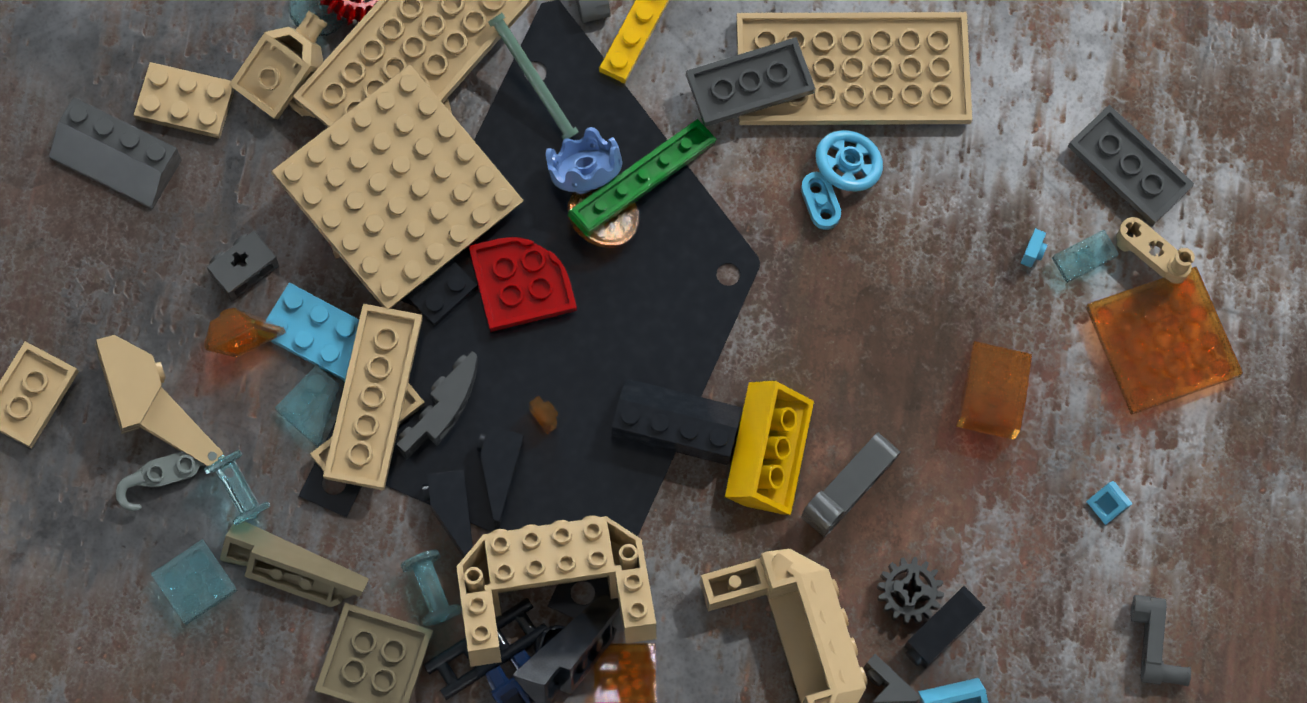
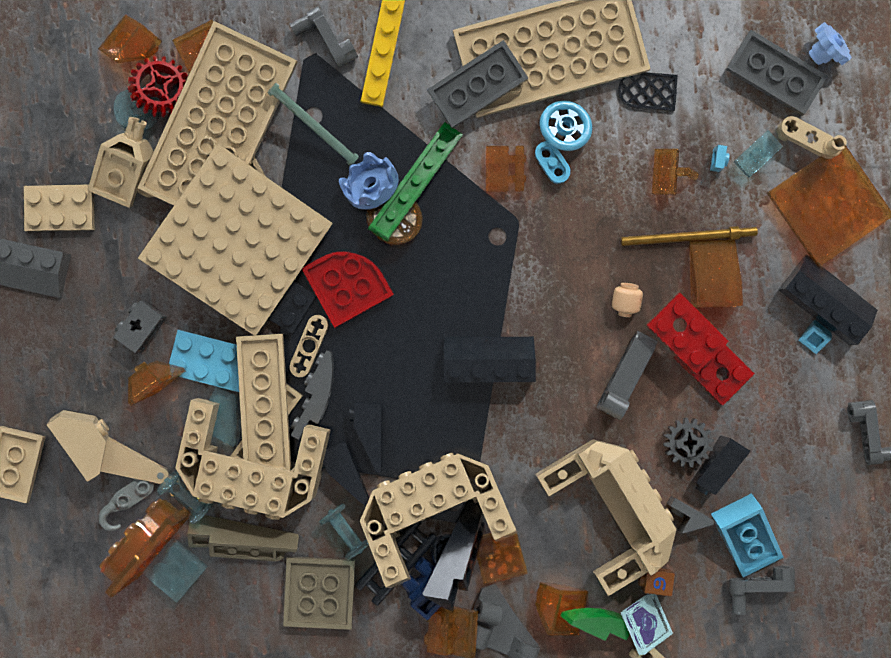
camera: 10 degrees left, 15 degrees up
(170, 522) = (142, 544): none -> clear orange piece
(325, 483) = (244, 482): none -> tan wedge
(458, 323) = (296, 359): none -> tan beam
(544, 414) = (391, 381): clear orange plate -> none
(749, 192) = (498, 168): none -> clear orange plate
(769, 447) = (561, 363): yellow slope -> none
(874, 390) = (627, 299): none -> light nougat head
(951, 163) = (642, 90): none -> black window
(953, 474) = (700, 349): none -> red bracket
(963, 247) = (667, 171): none -> clear orange plate
(1031, 344) = (732, 233): none -> pearl gold bar
(1135, 459) = (829, 301): none -> black slope
(1203, 148) = (830, 46): none -> light blue plant

